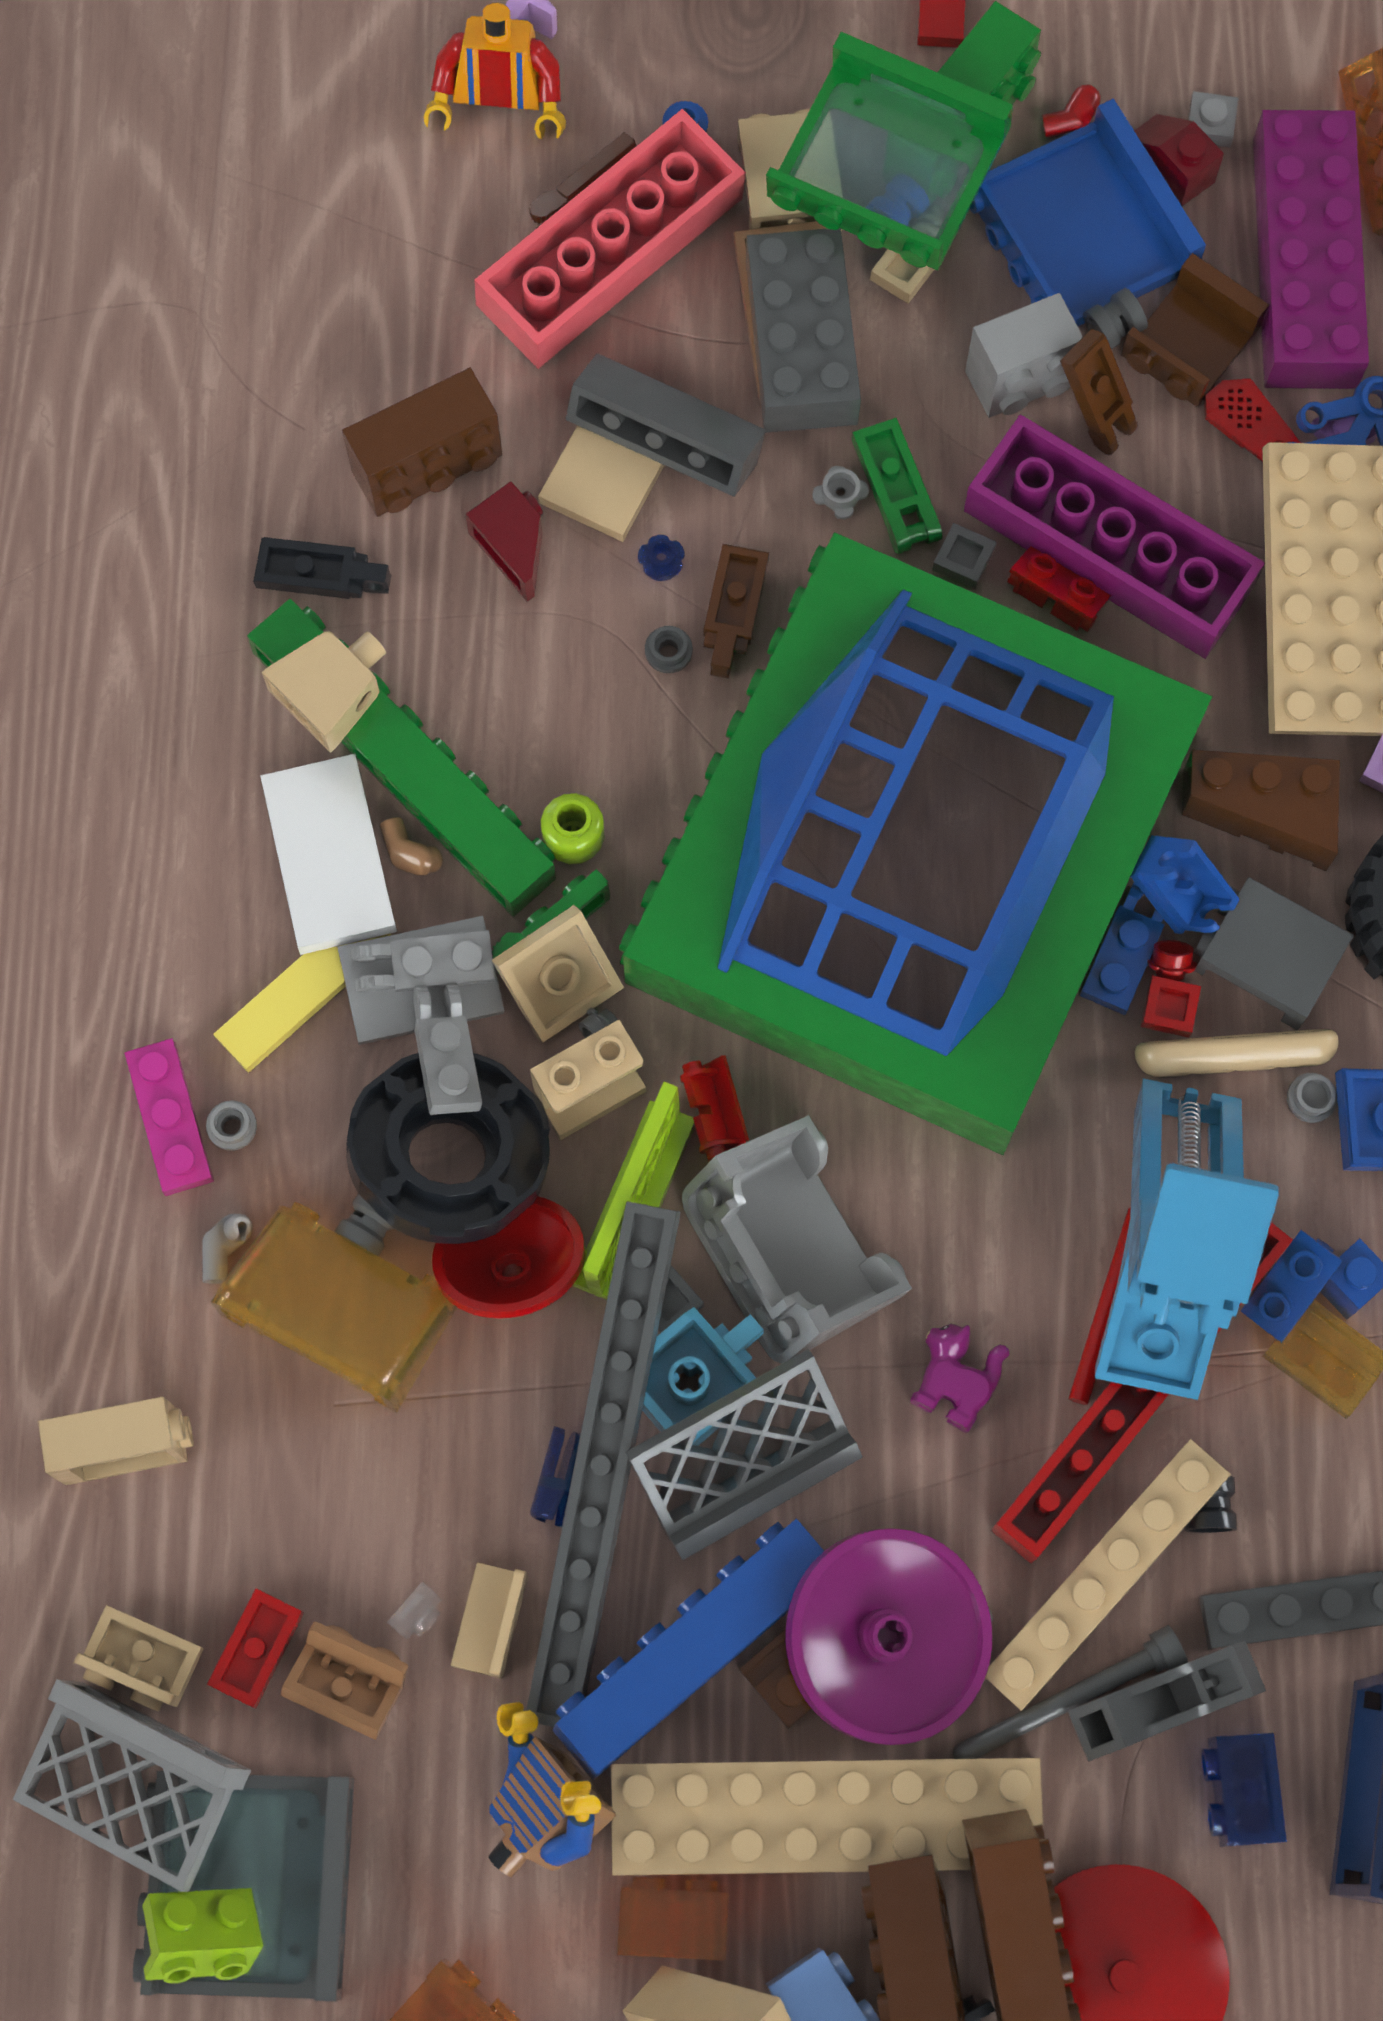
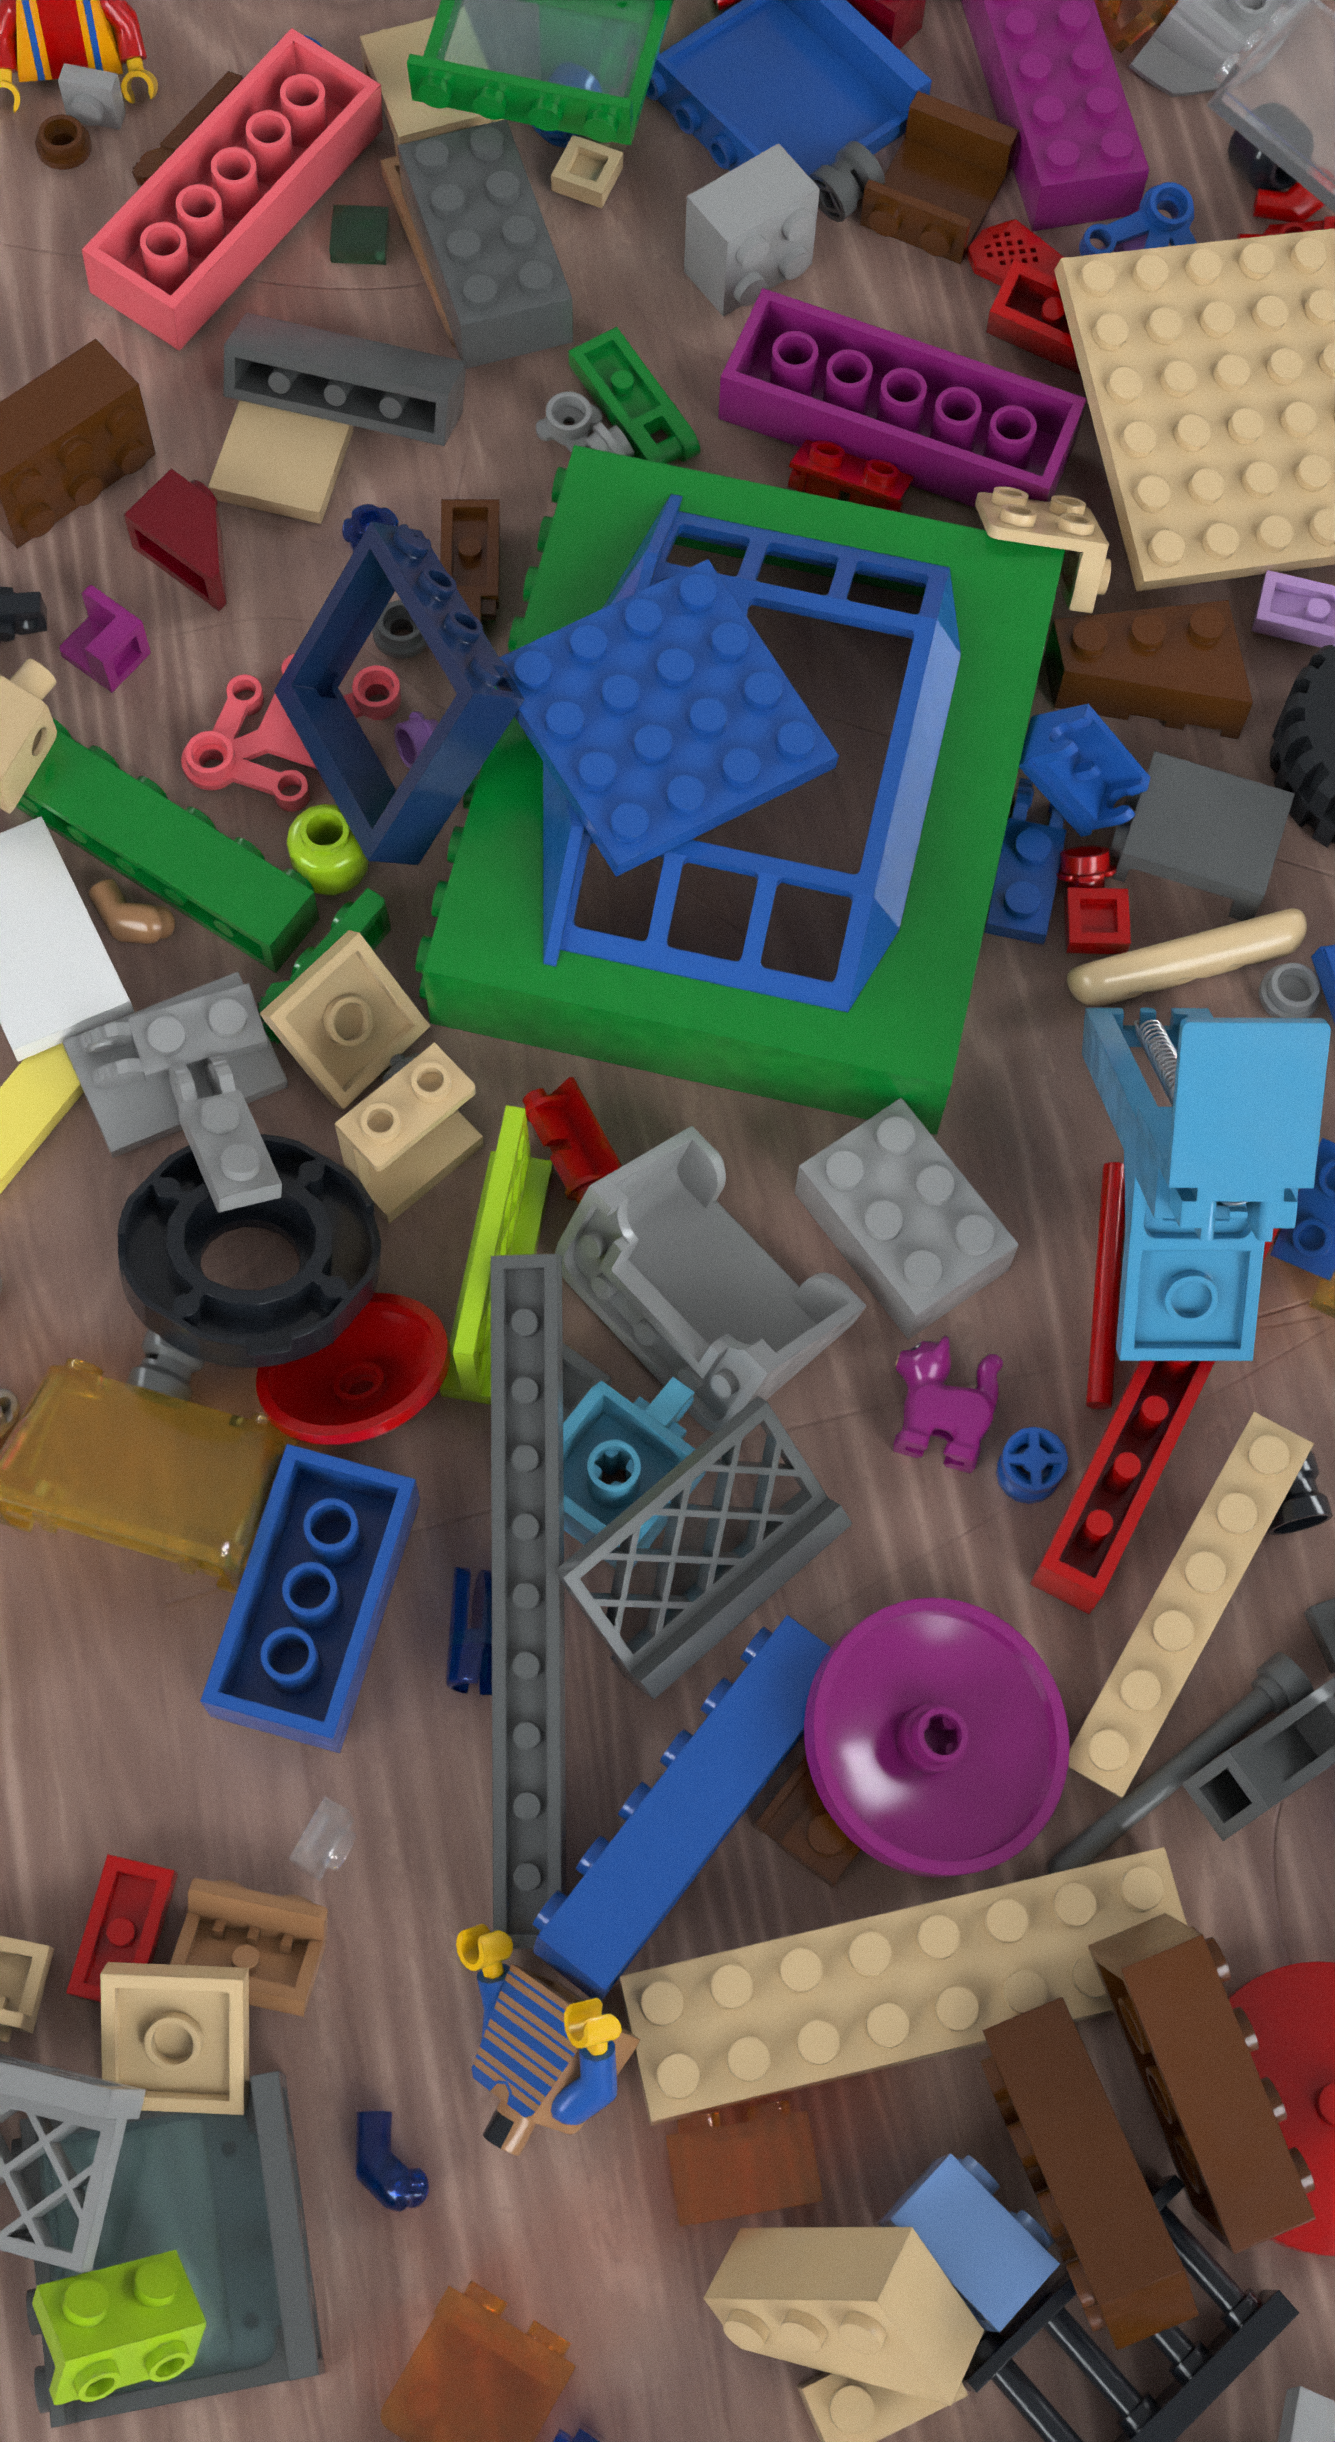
camera: 15 degrees left, 5 degrees down
(281, 1734) = (178, 2035): none -> tan plate
(409, 1863) = (381, 2170): none -> clear blue arm
(431, 615) = (107, 642): none -> magenta panel
(443, 1427) = (312, 1598): none -> blue brick
(475, 155) = (63, 142): none -> reddish brown plate
(489, 1620) = (421, 1831): tan panel -> none
(509, 130) = (92, 96): none -> light grey plate
(558, 720) = (274, 737): none -> coral plant
(618, 819) = (405, 821): none -> dark blue window
(664, 748) = (412, 736): none -> medium lavender plate
(704, 291) = (359, 234): none -> clear green tile
(850, 792) = (665, 717): none -> blue plate
(868, 524) = (609, 440): none -> light grey plate
(959, 1222) = (905, 1218): none -> light grey brick
(964, 556) = (733, 455): dark grey plate -> none
(1016, 1429) = (1034, 1451): none -> blue wheel
(1099, 390) = (849, 247): reddish brown hinge -> none
(1206, 671) = (1053, 524): none -> tan bracket
(1239, 470) = (1033, 316): none -> red brick

